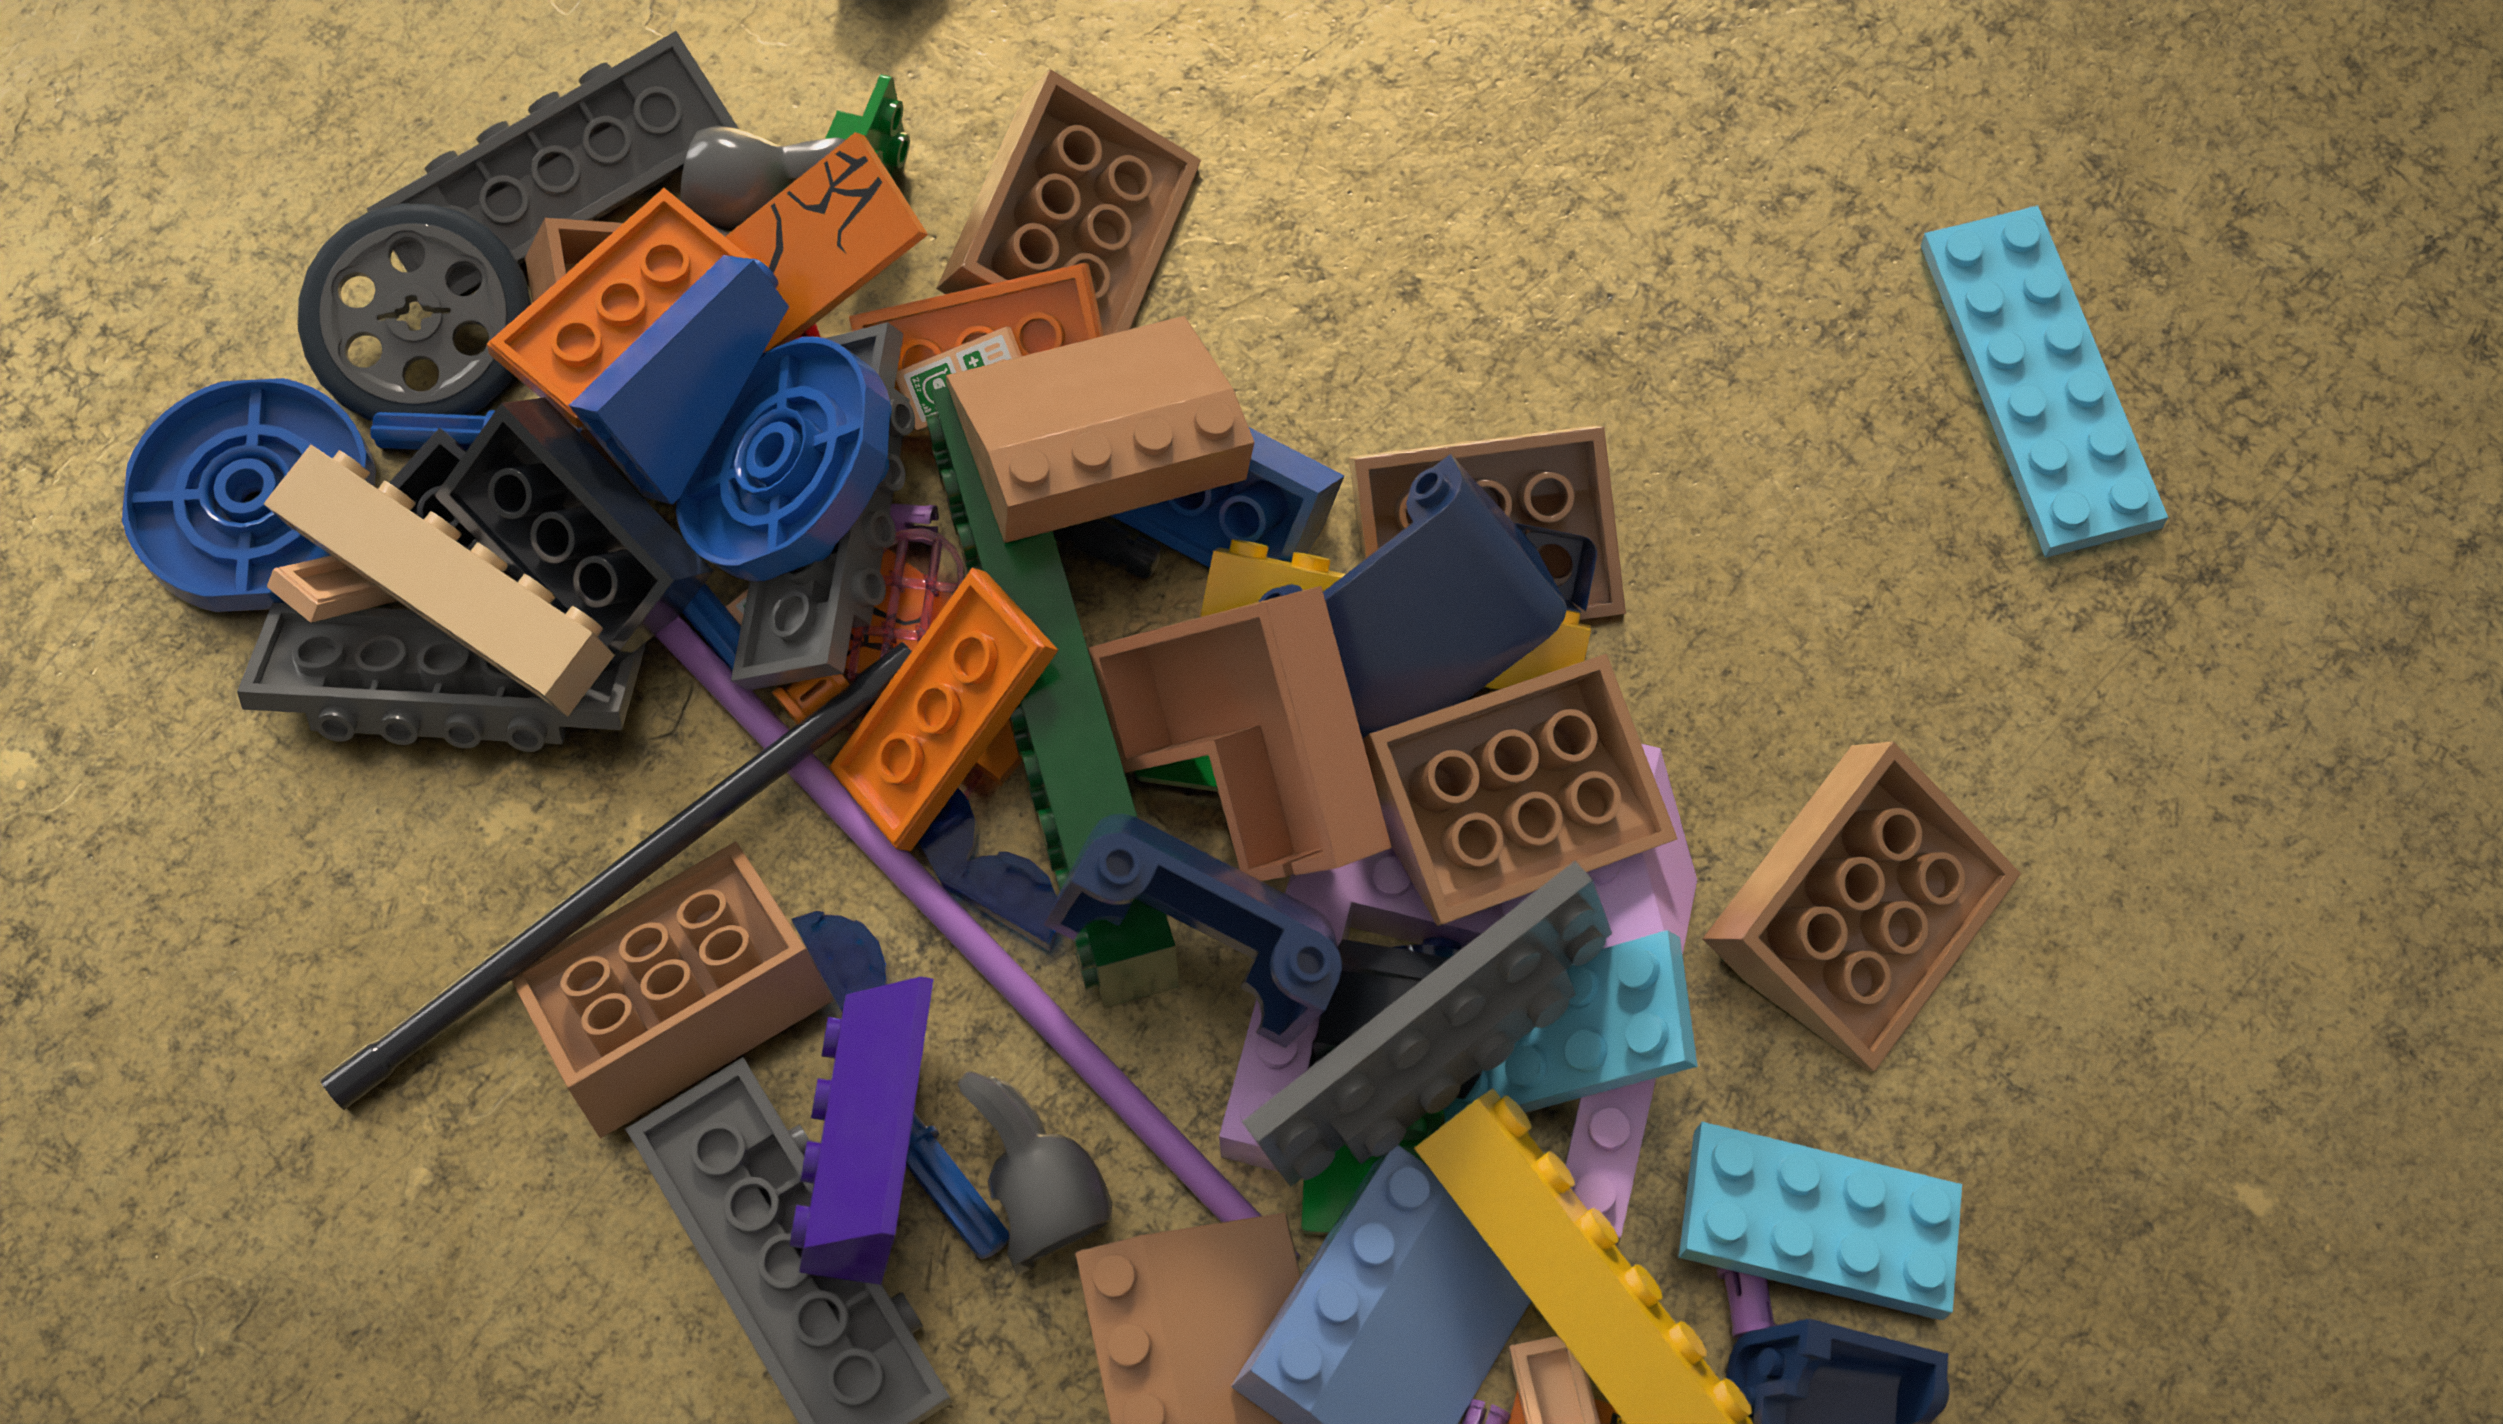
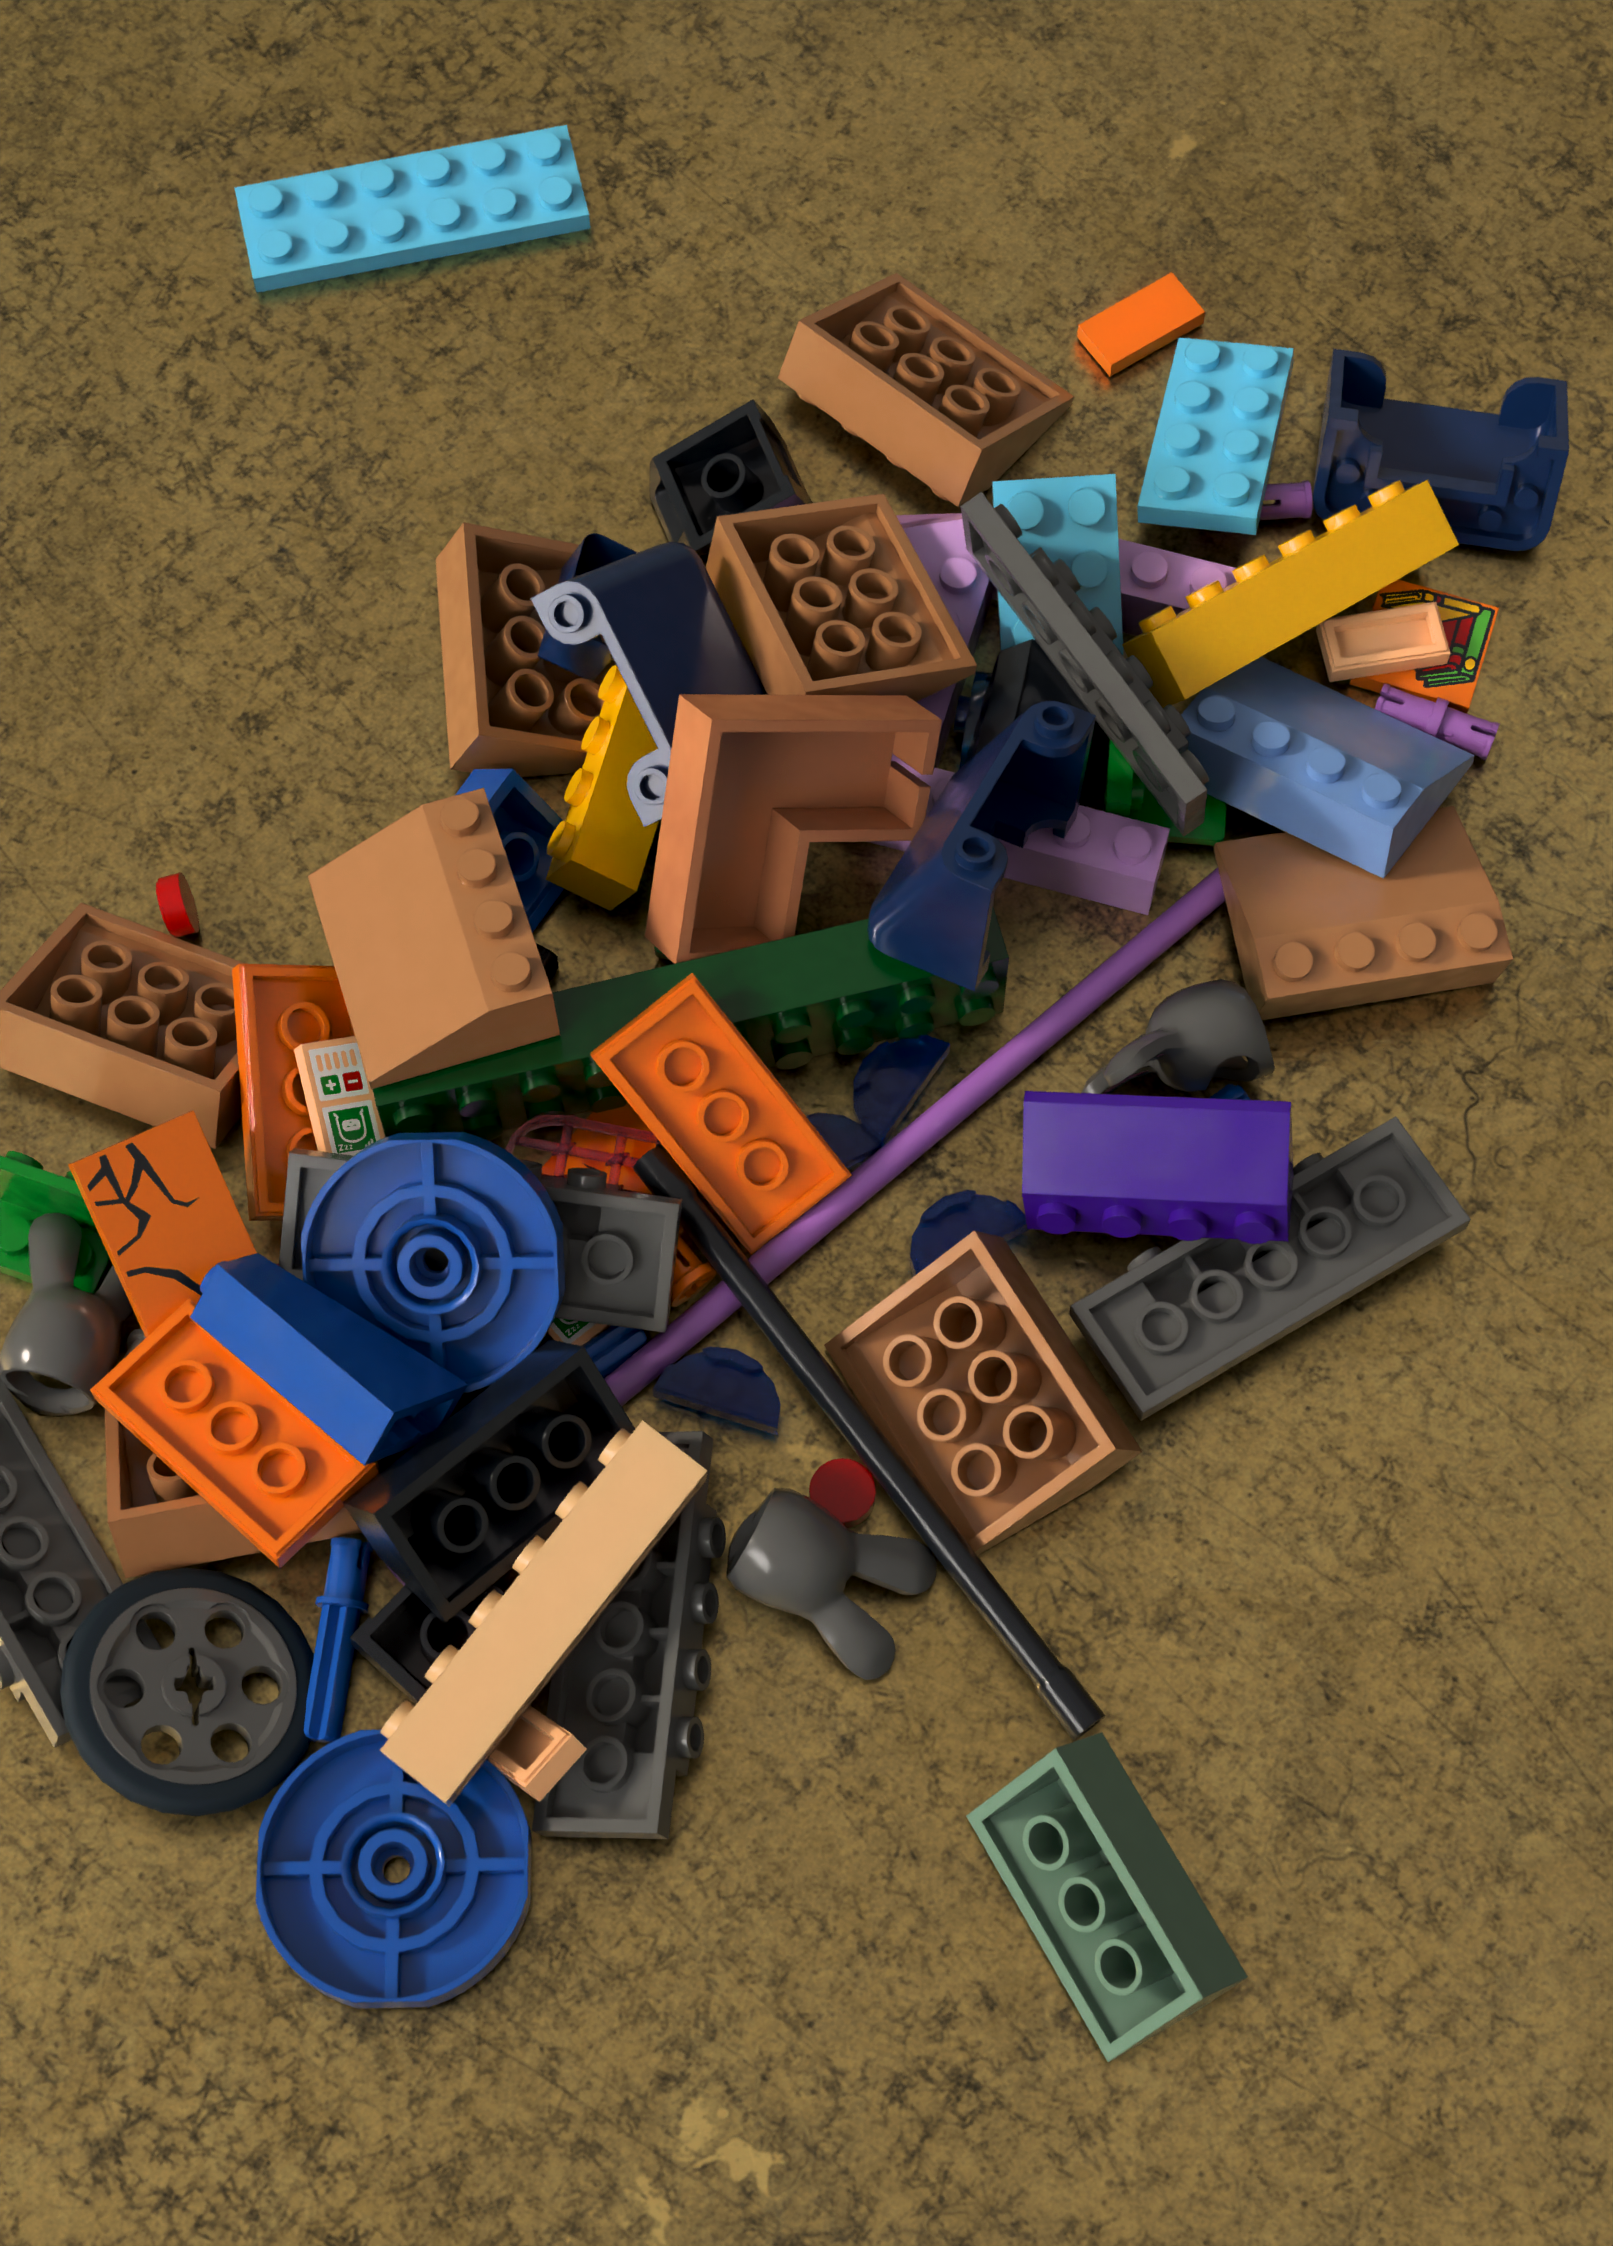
camera: 90 degrees left, 0 degrees up
(163, 1111) = (1105, 1895): none -> sand green slope
(500, 815) = (801, 1557): none -> dark grey piece
(578, 857) = (844, 1490): none -> red tile
(689, 750) = (723, 1385): none -> clear blue plate
(1192, 235) = (177, 905): none -> red tile
(1710, 708) = (722, 471): none -> black slope
(1981, 1145) = (1140, 324): none -> orange tile

